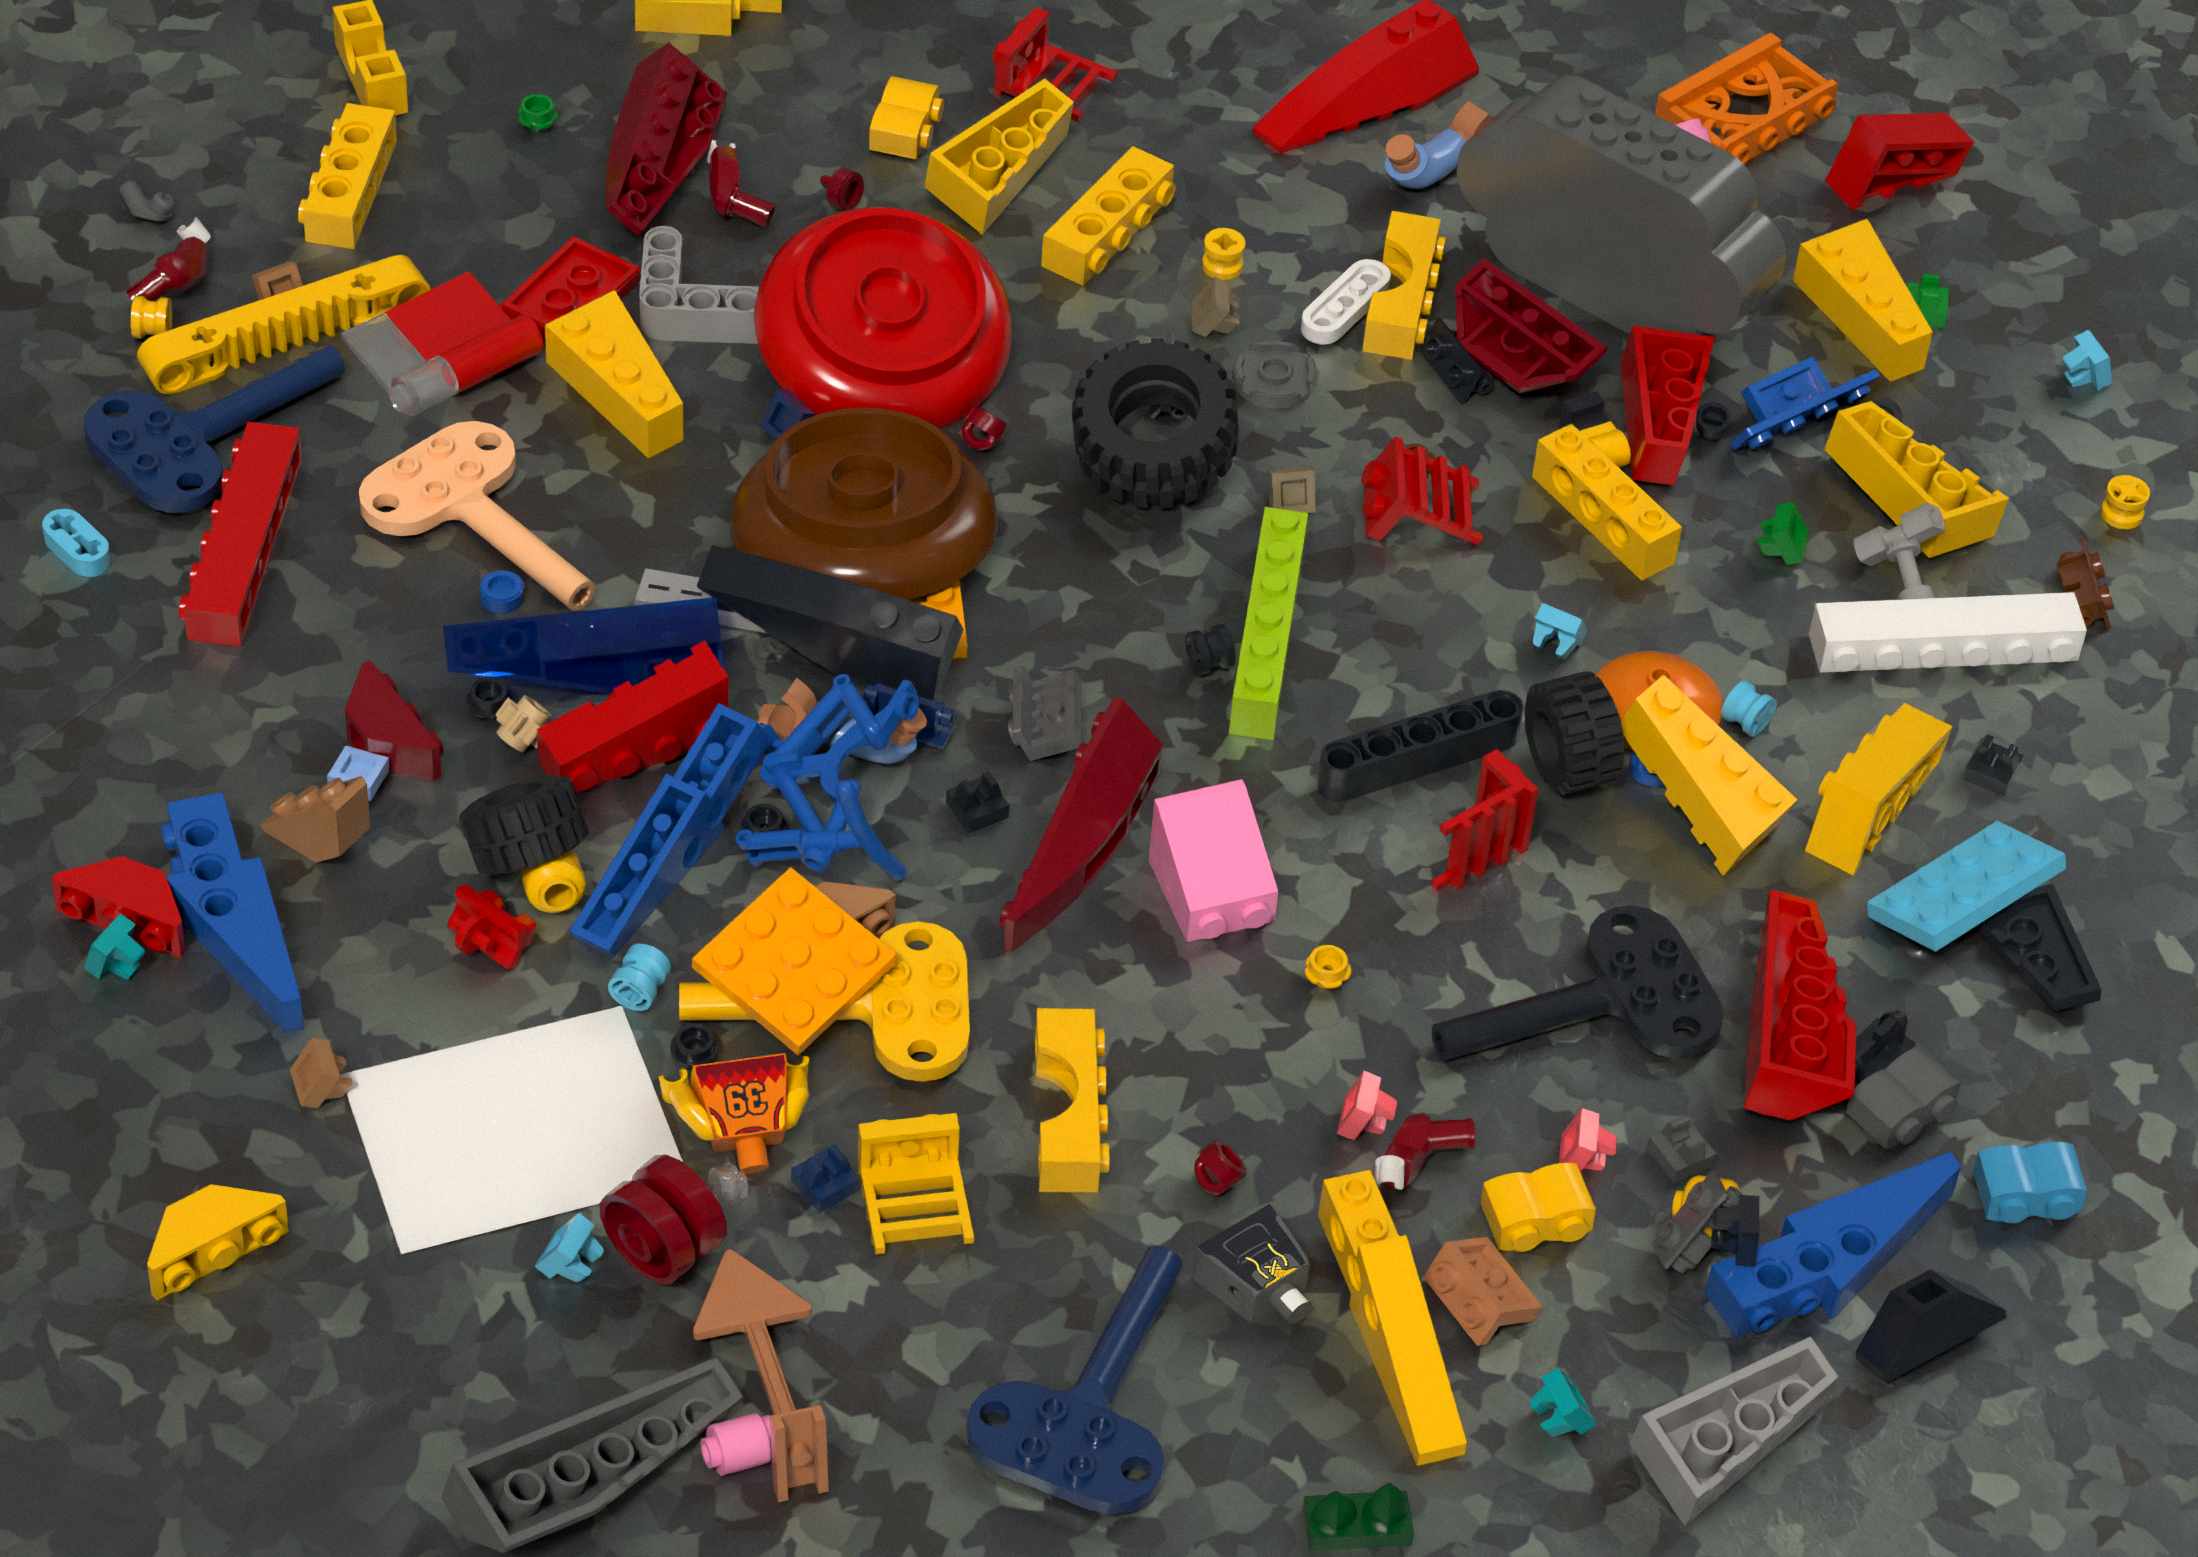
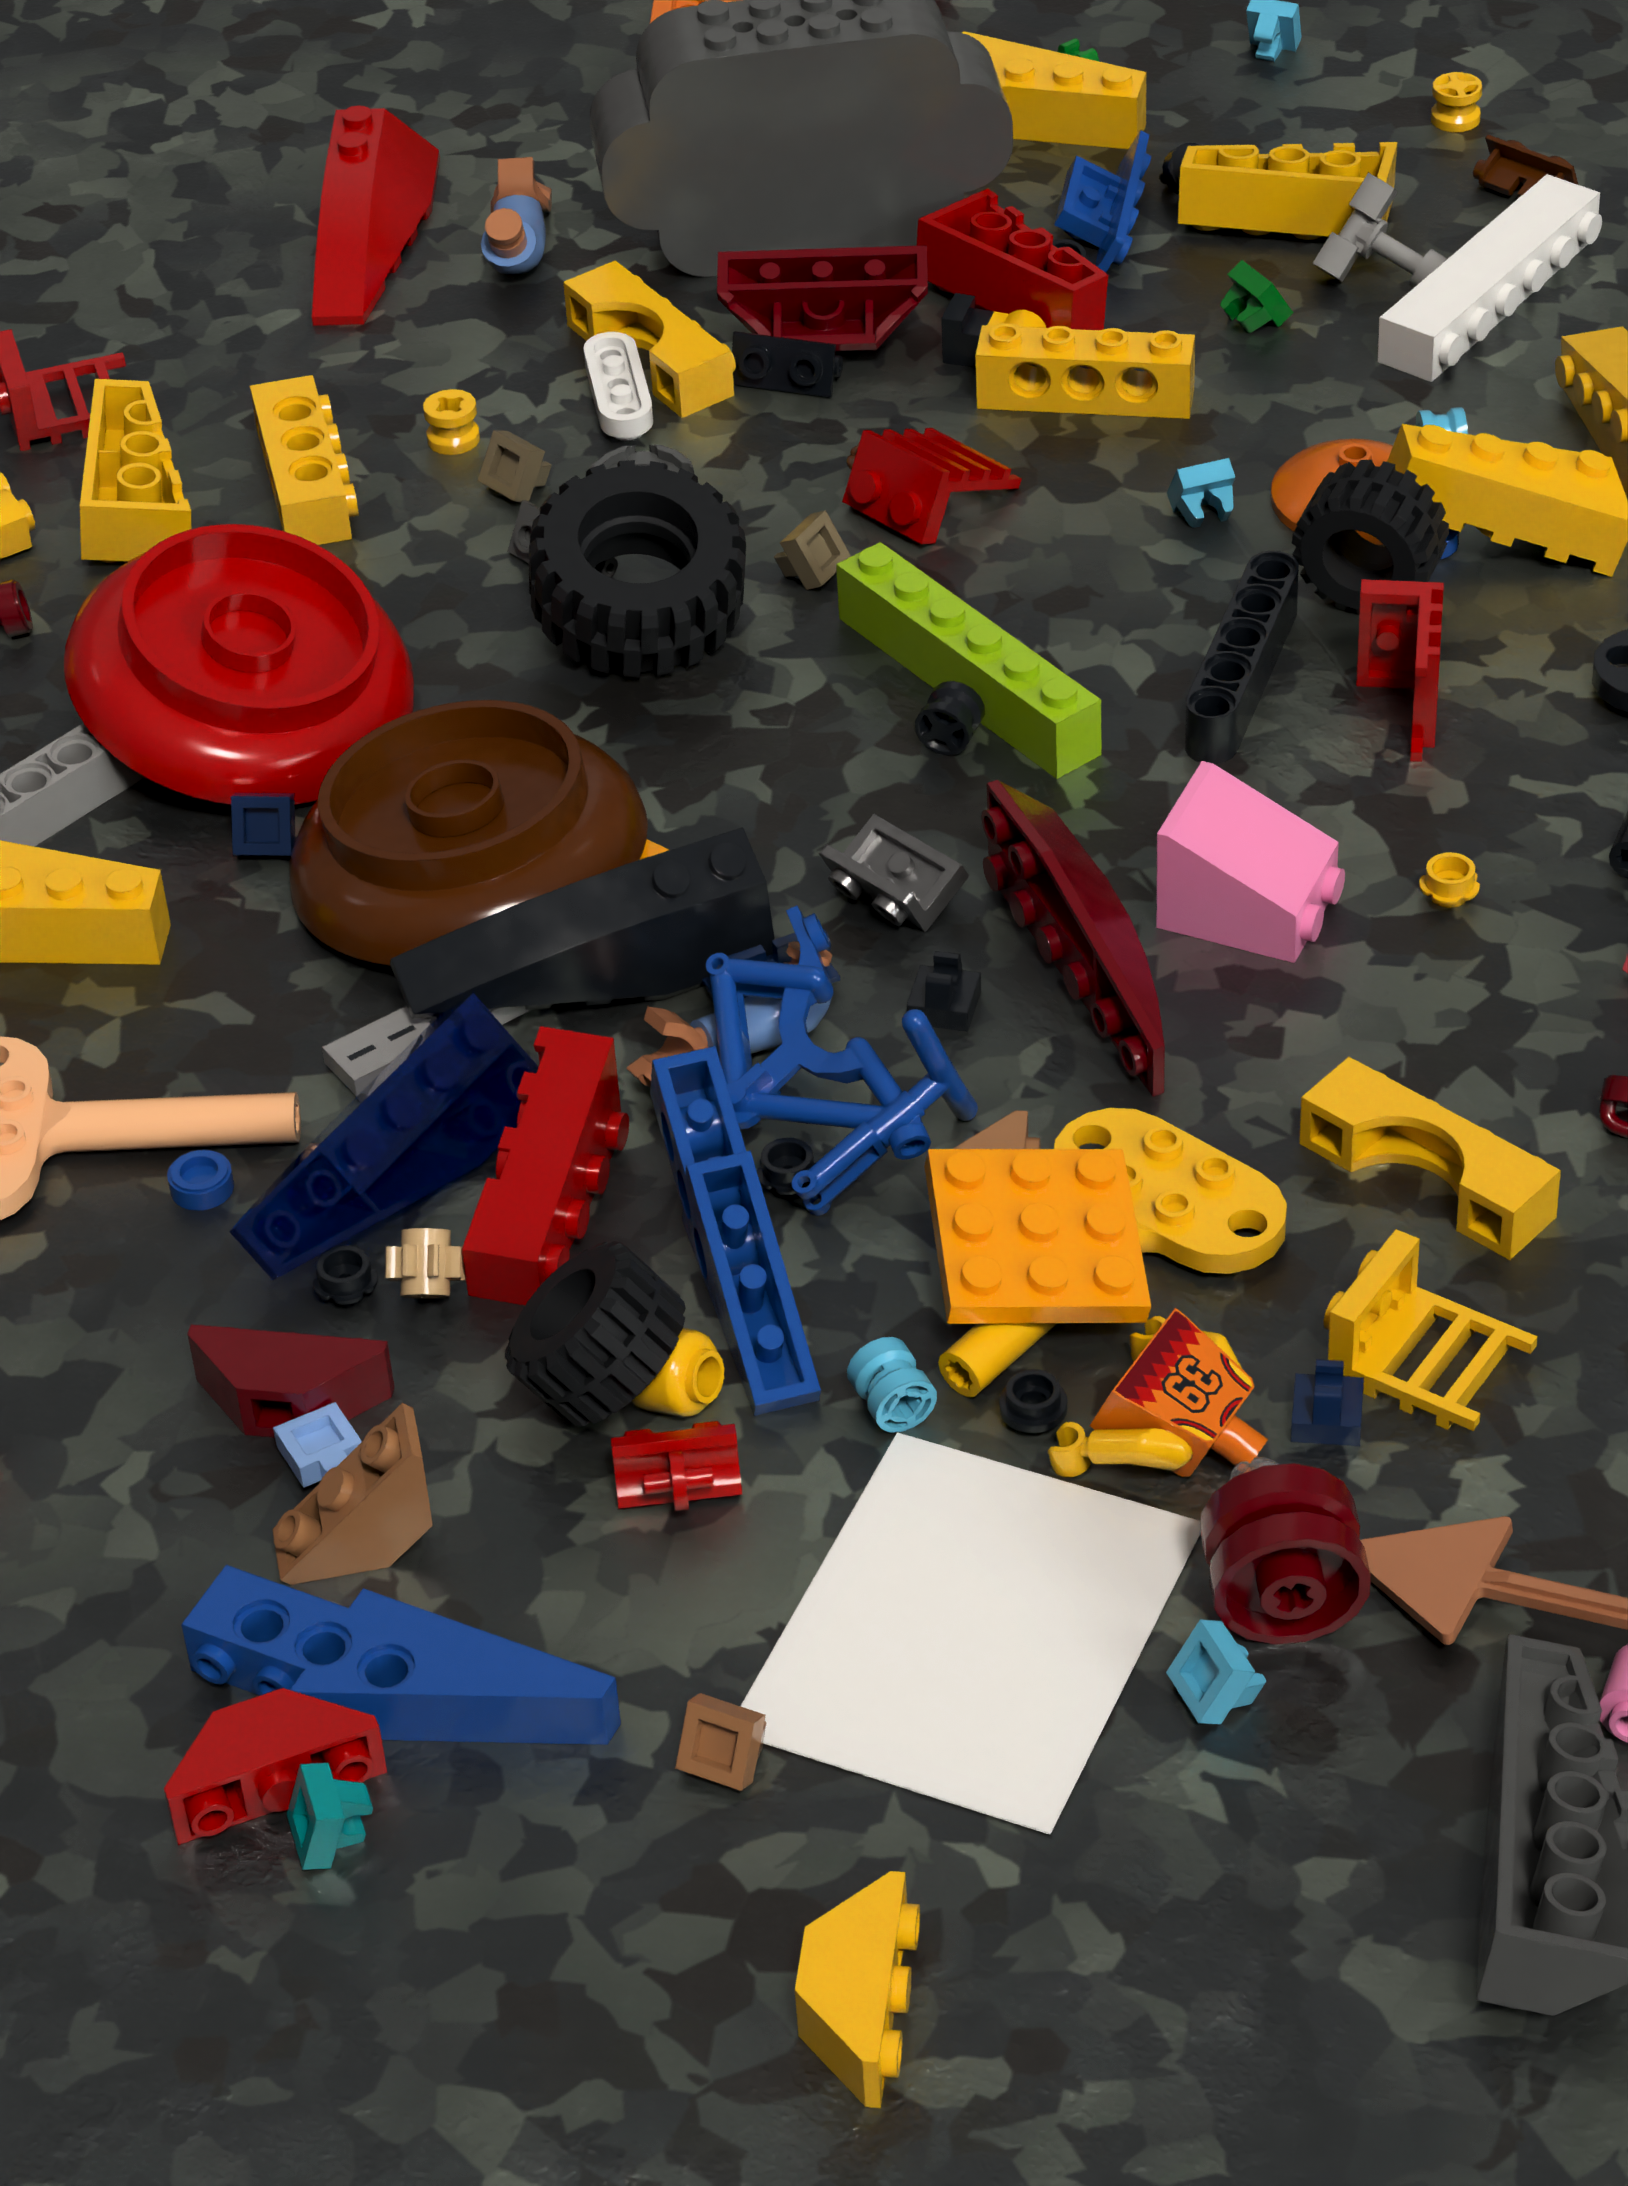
camera: 40 degrees left, 5 degrees down
(987, 422) = (454, 689): dark red tile -> none

